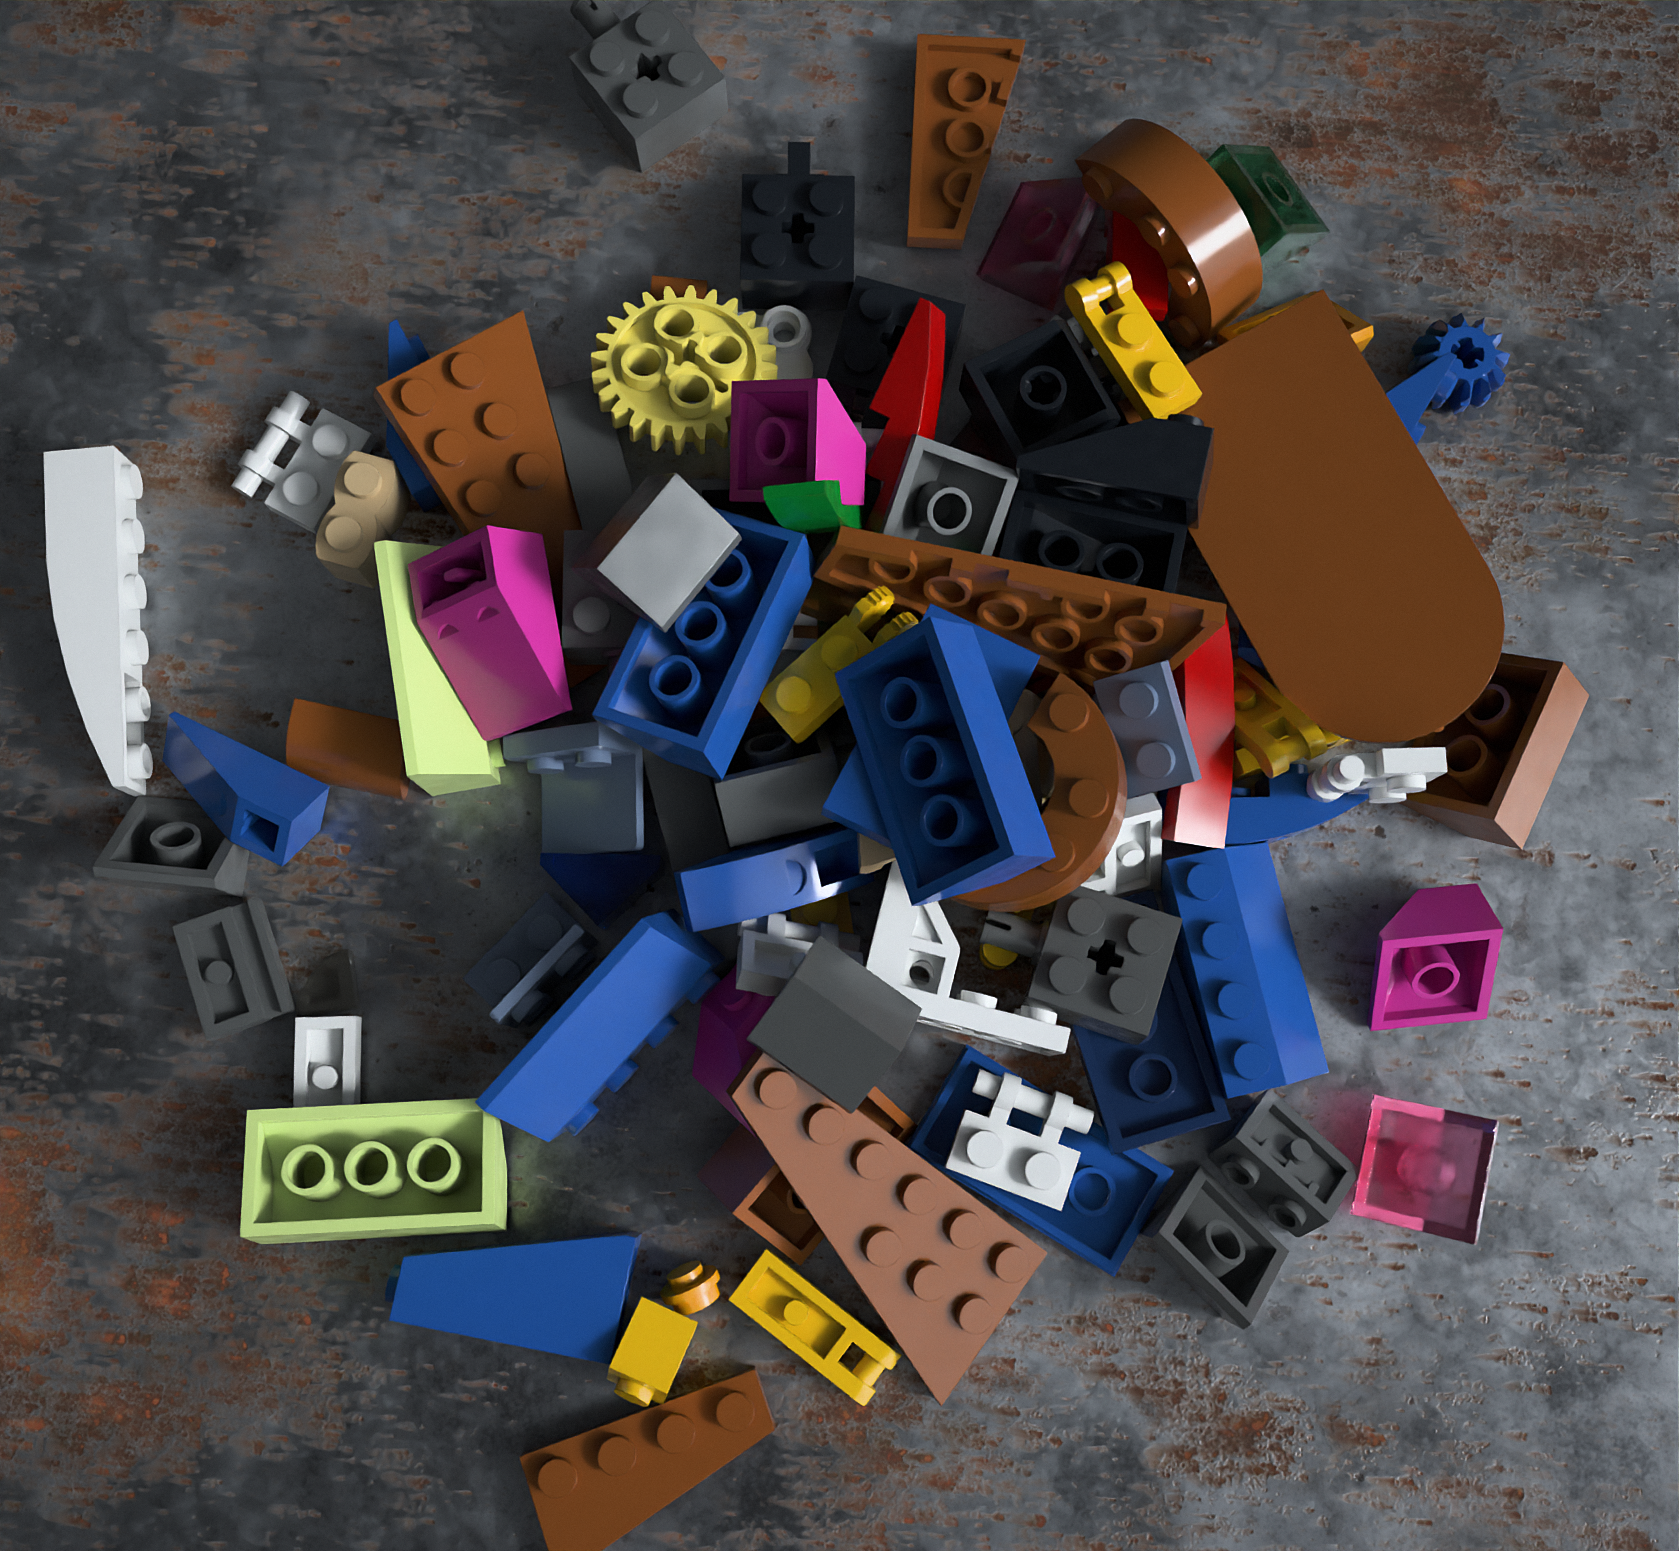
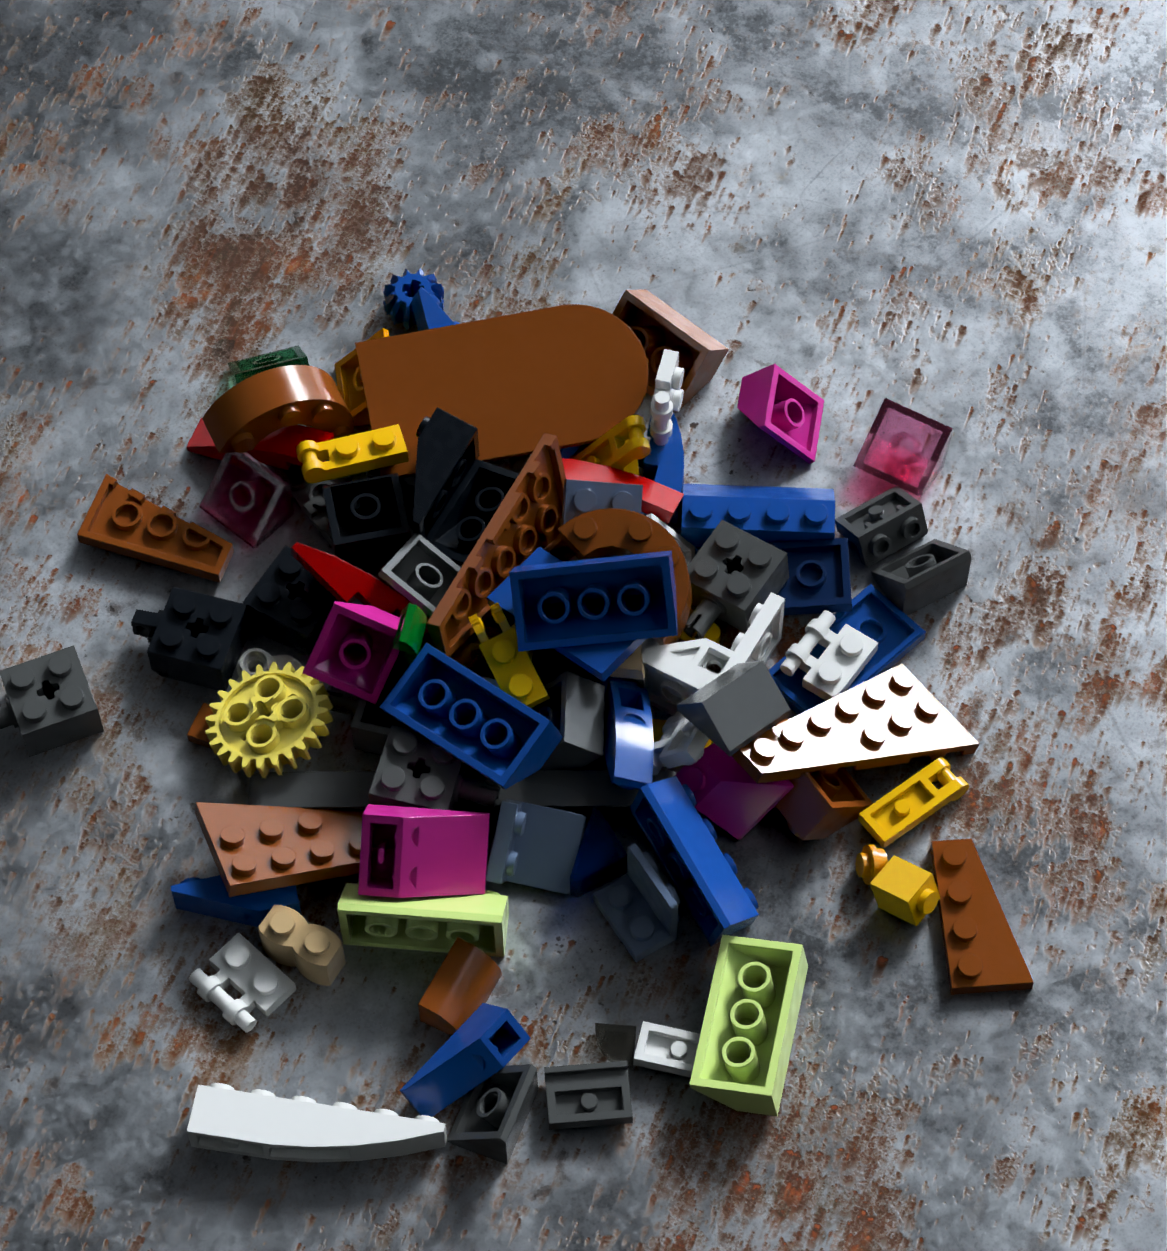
camera: 70 degrees left, 20 degrees down
(528, 1294) = (852, 953): blue slope -> none
(658, 550) = (404, 729): slope -> none

